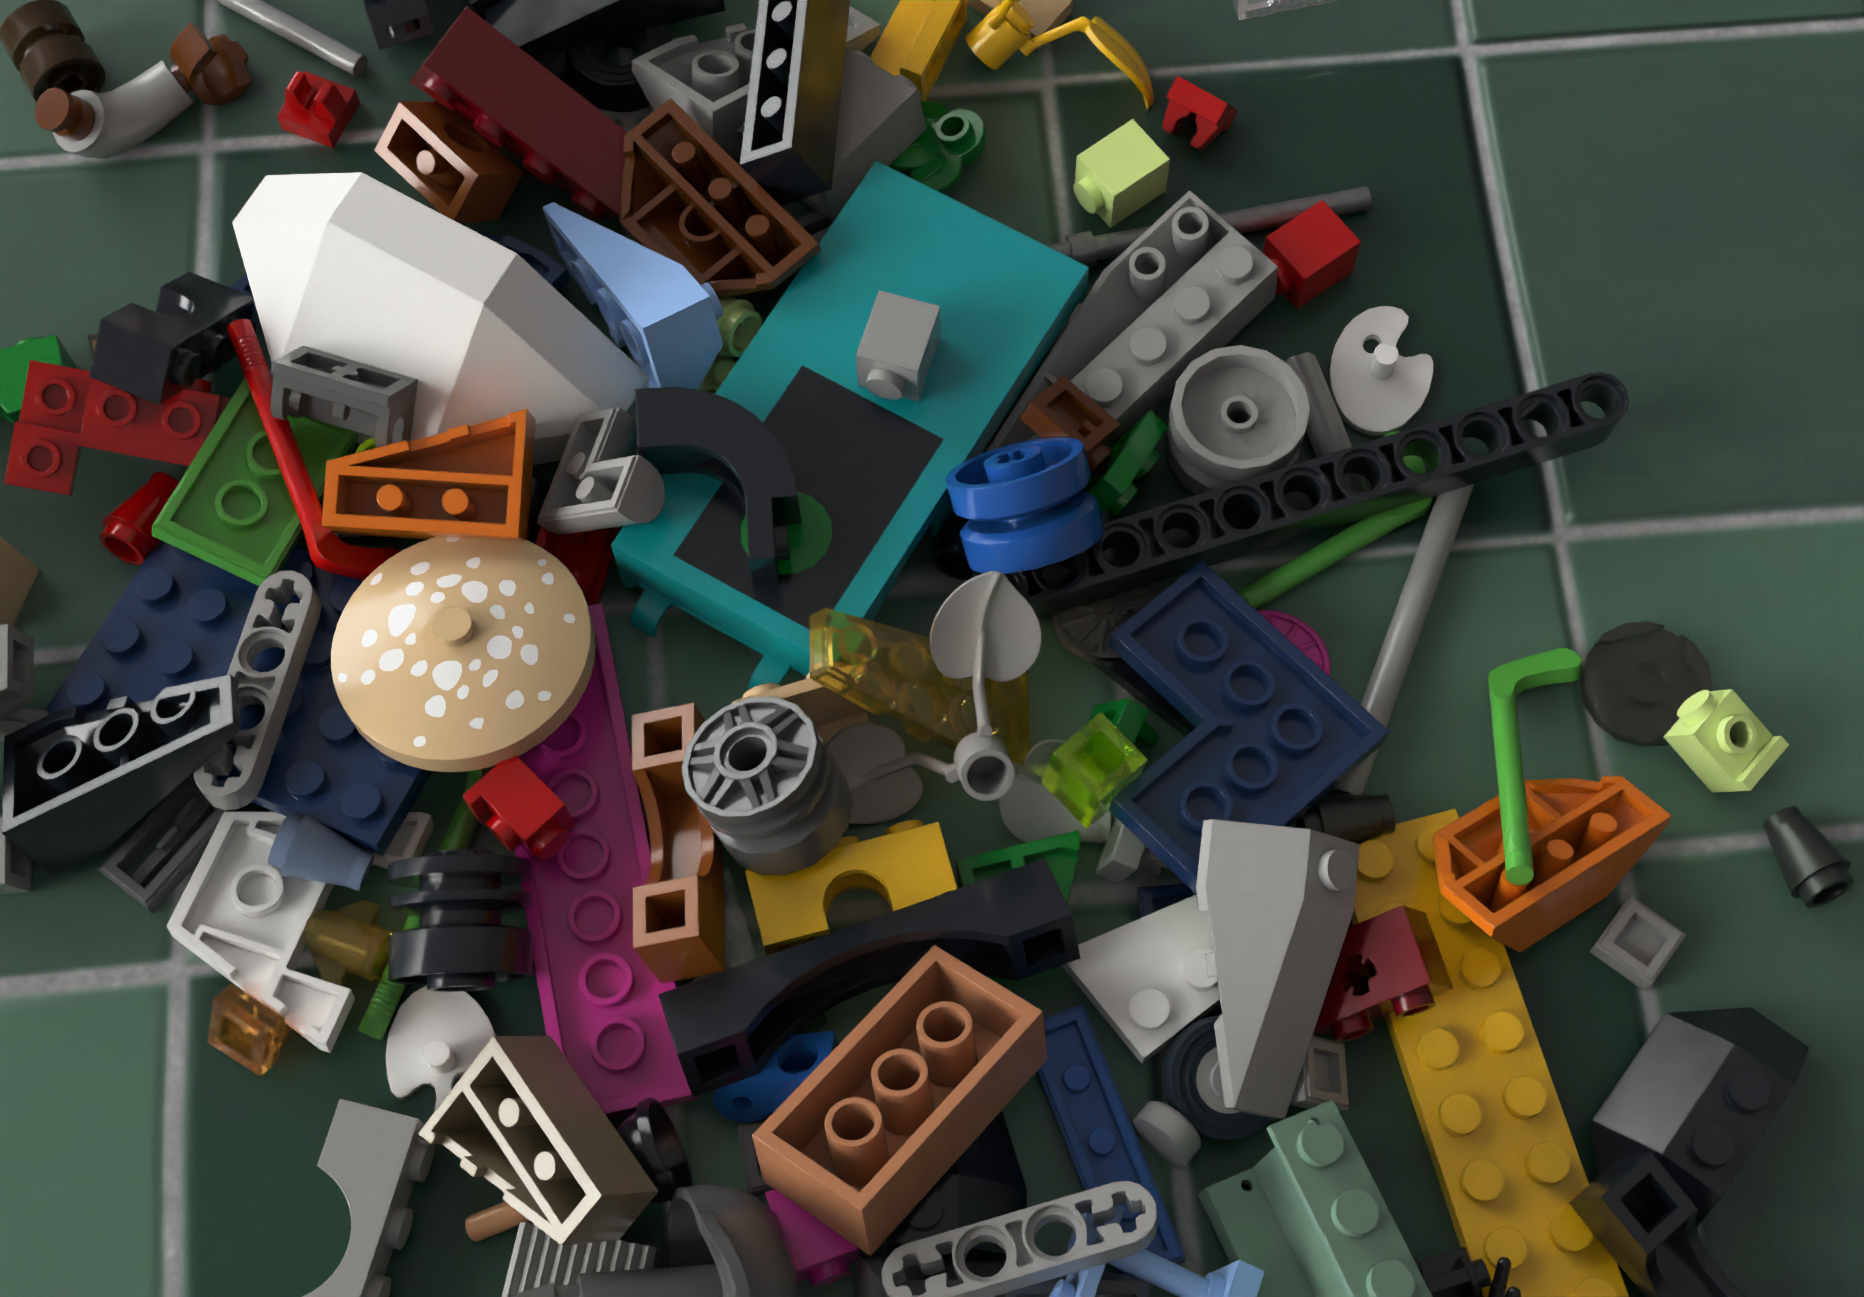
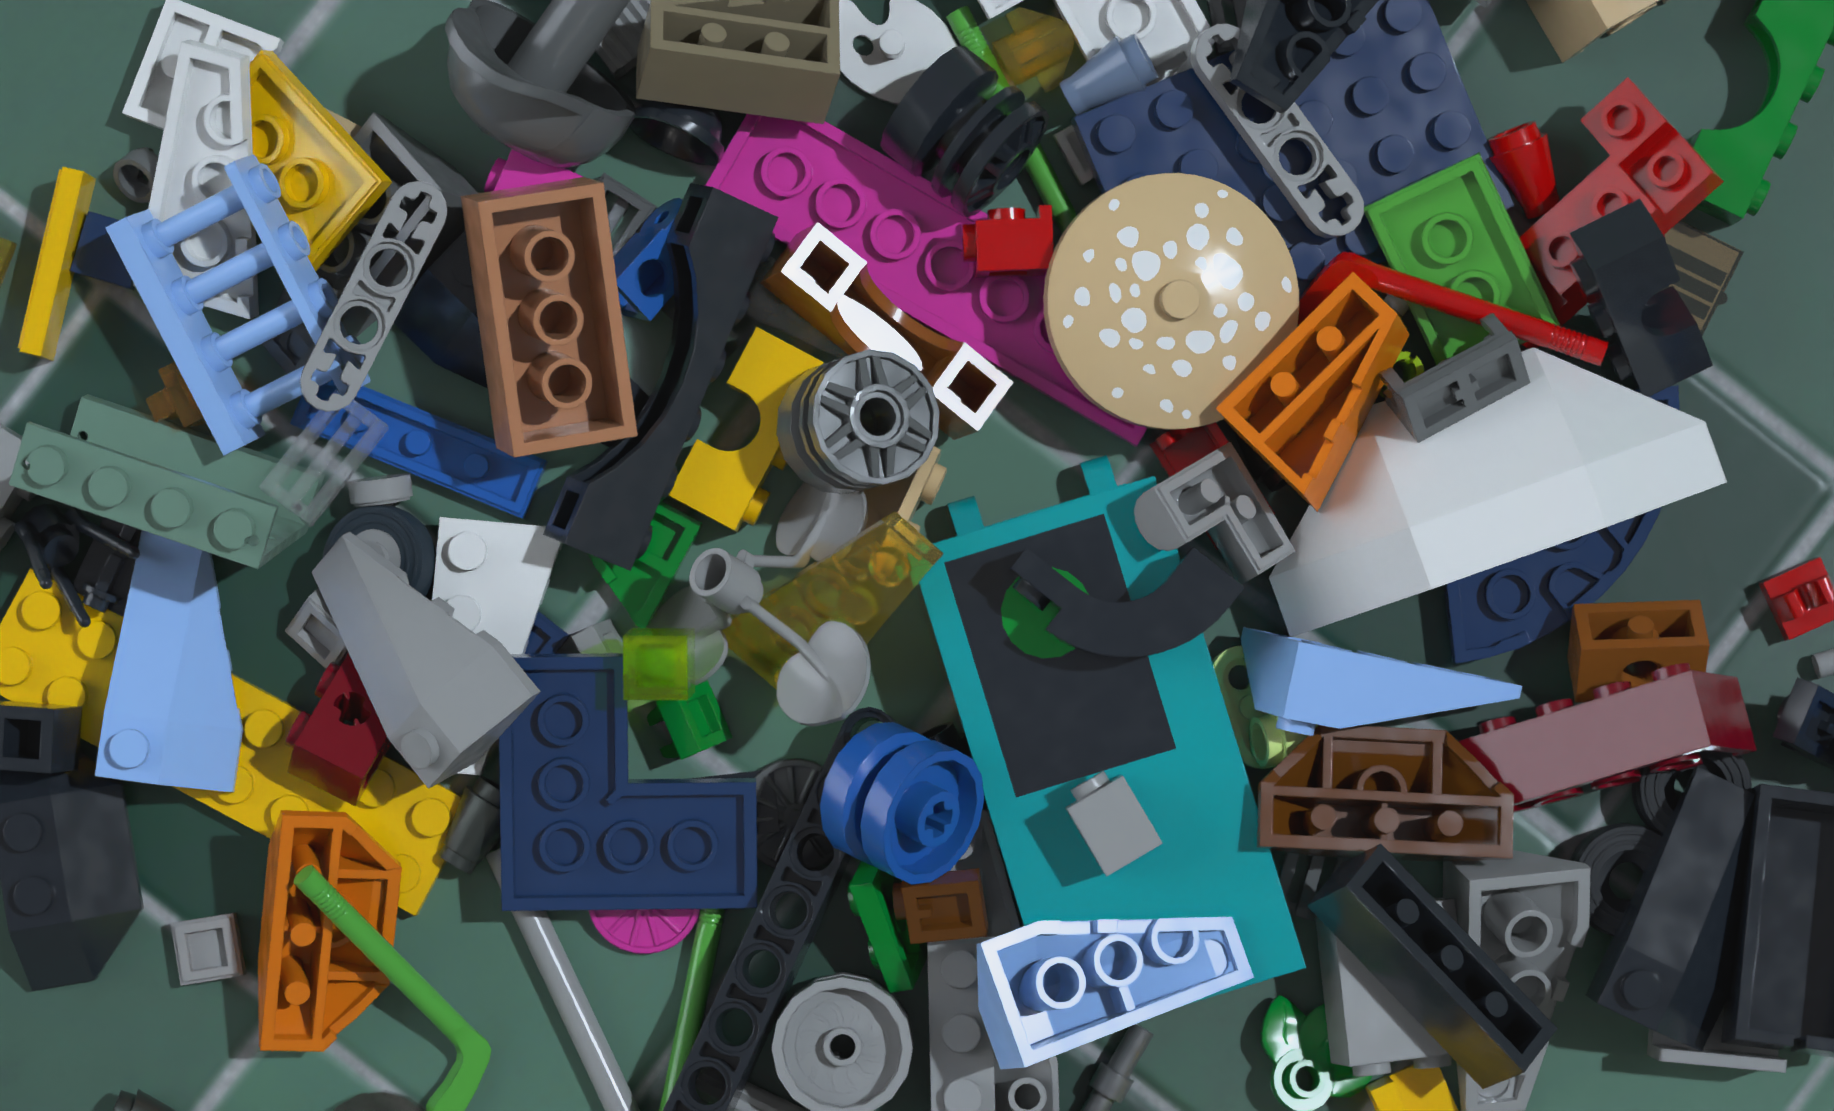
camera: 135 degrees right, 20 degrees up
(1025, 262) = (1082, 980): none -> light blue wedge
(1195, 1167) = (291, 499): none -> clear tile
(1485, 1136) = (171, 682): none -> light blue wedge

